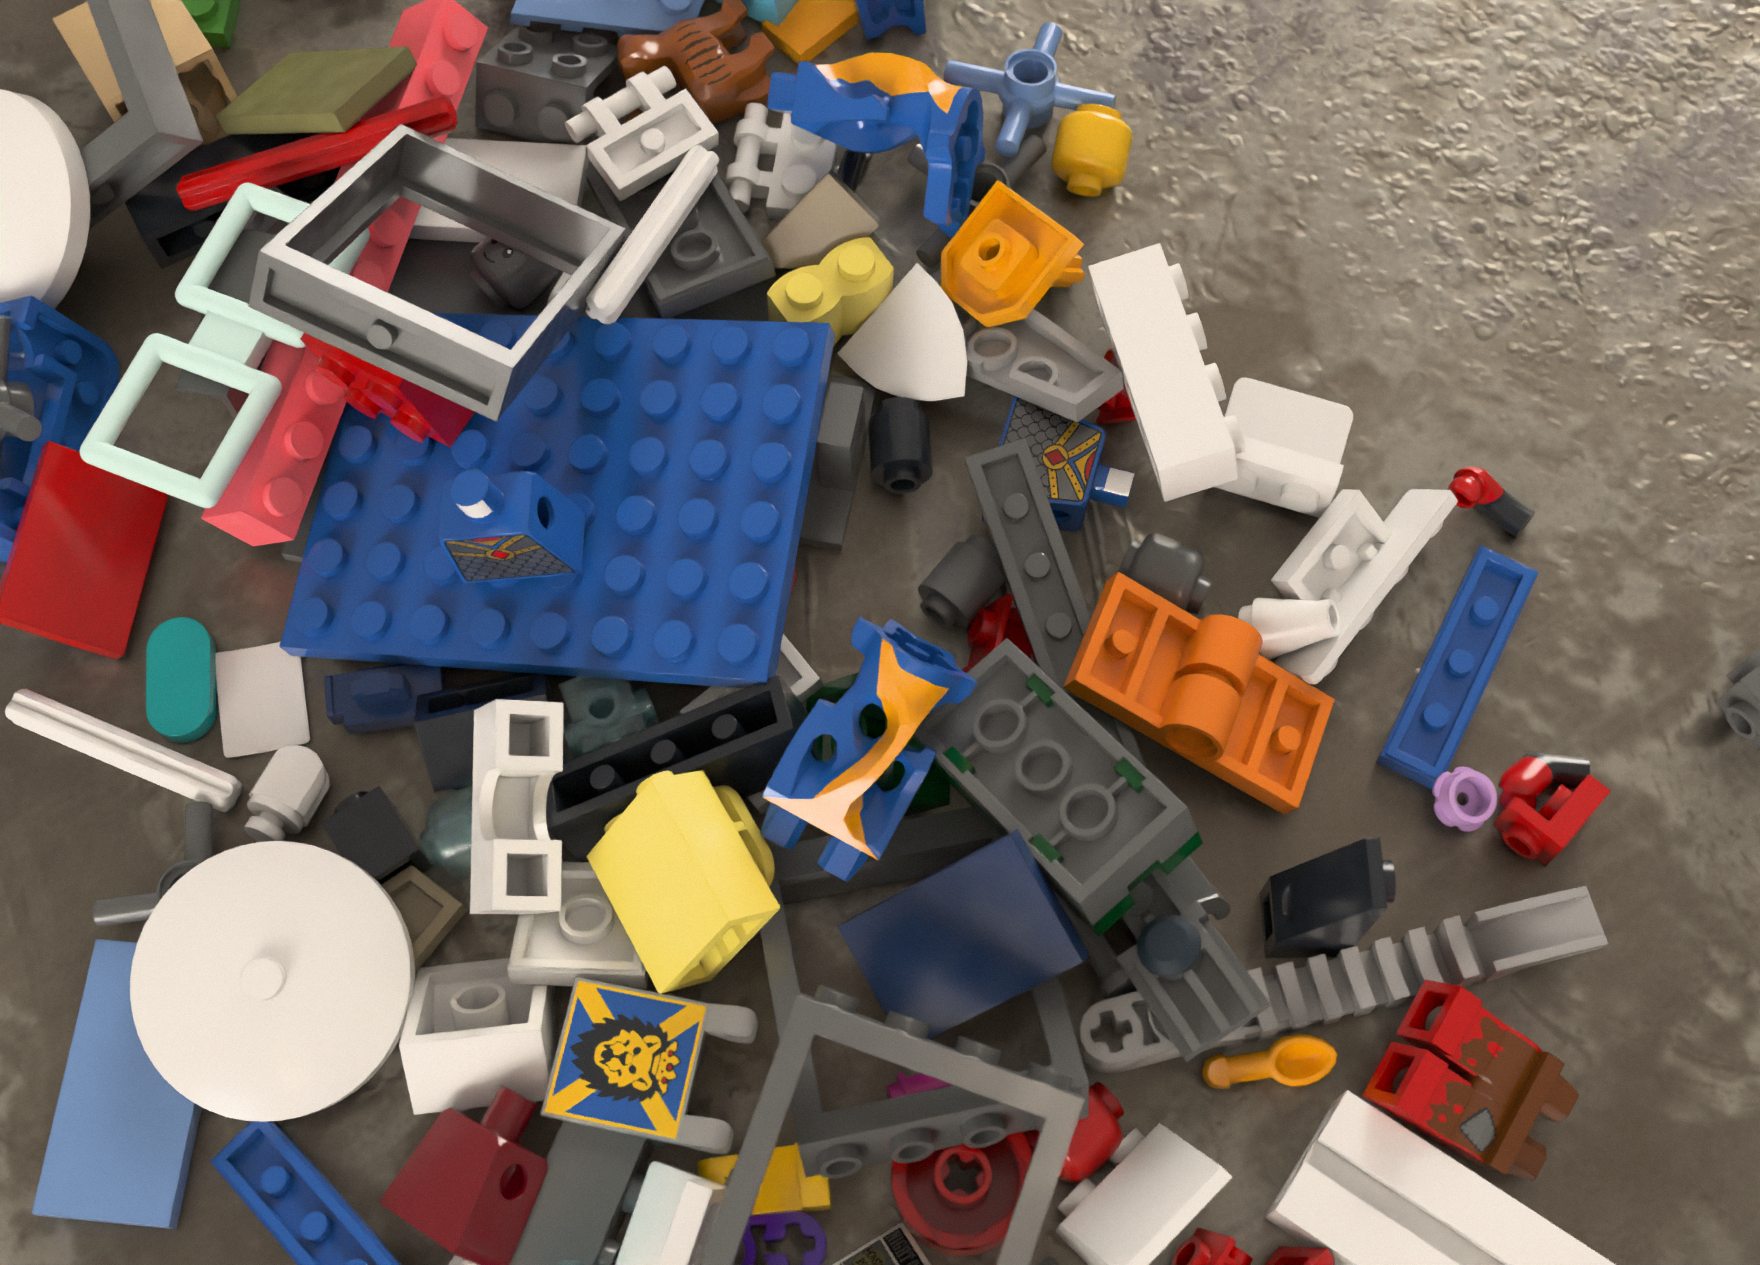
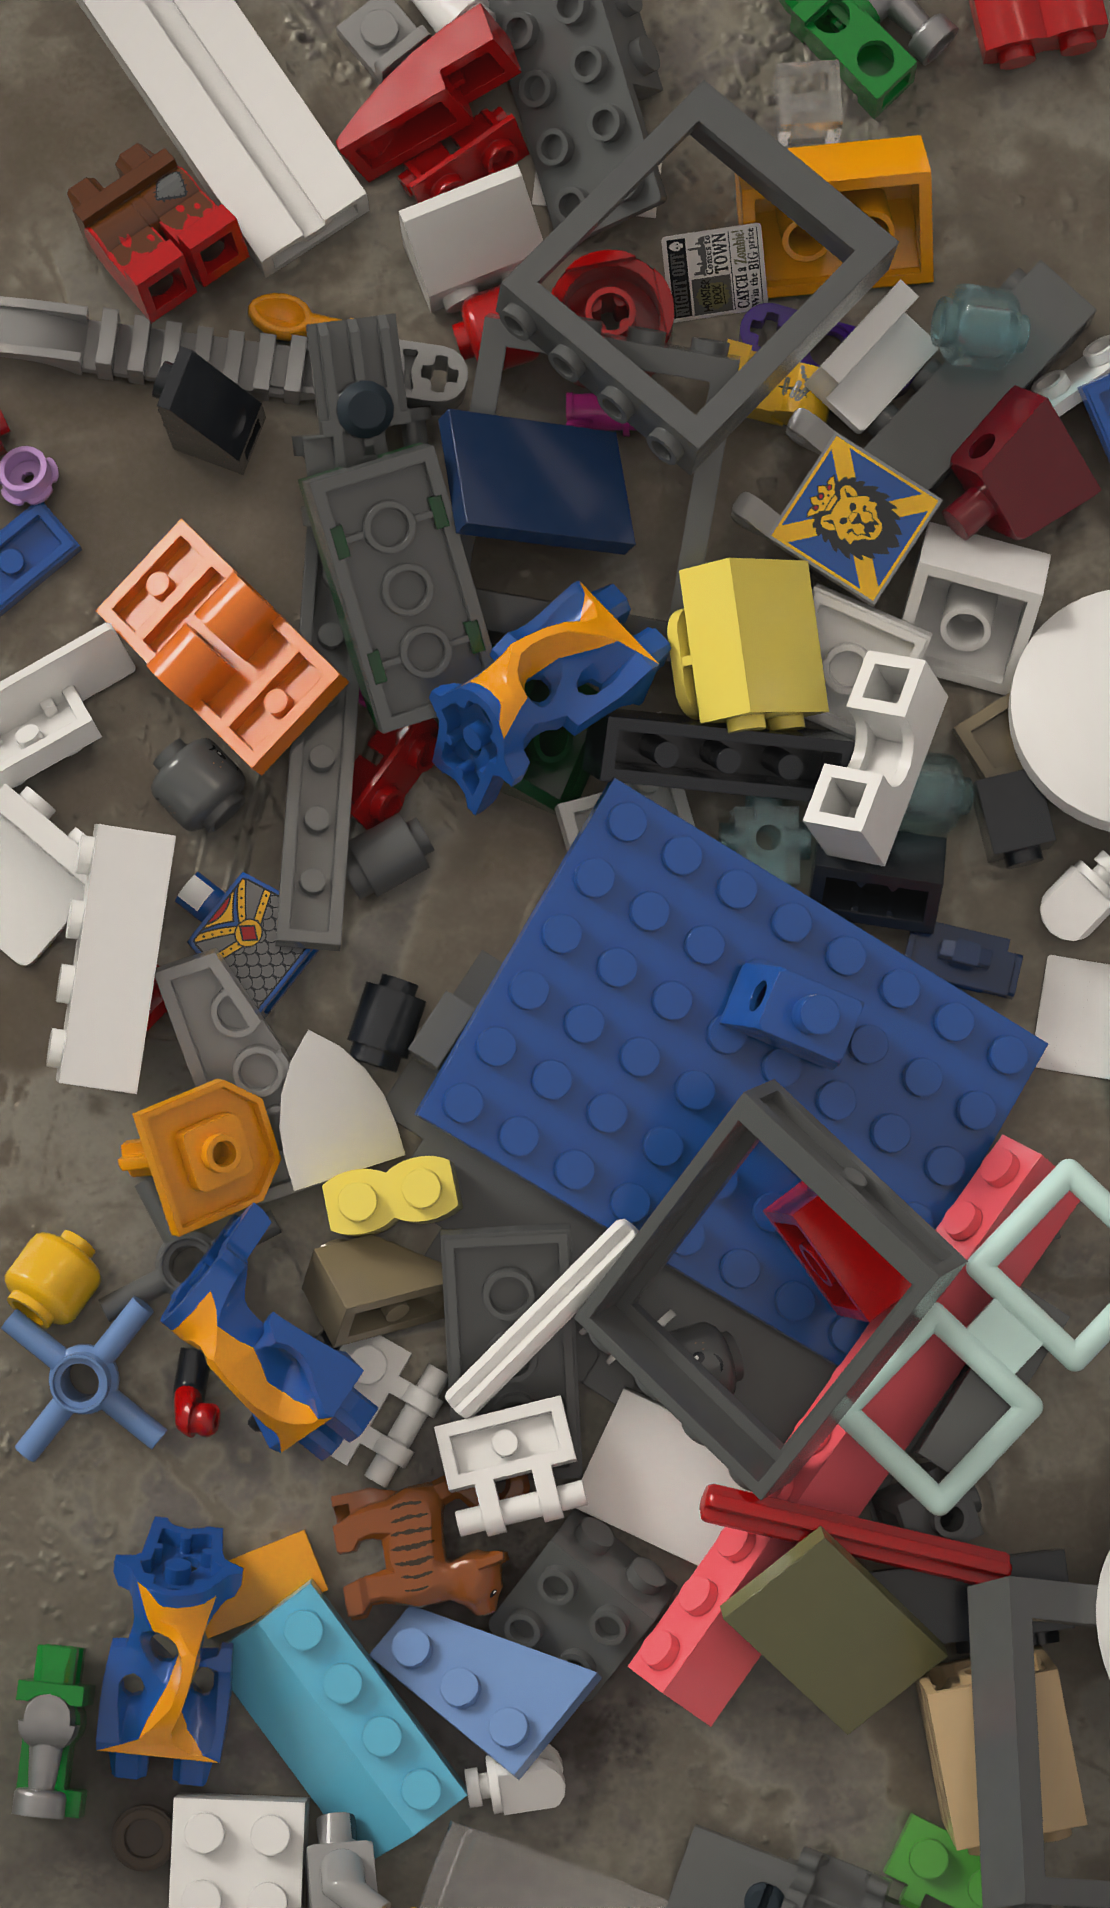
camera: 160 degrees left, 15 degrees up
(1291, 623) = (111, 692): white cone -> none

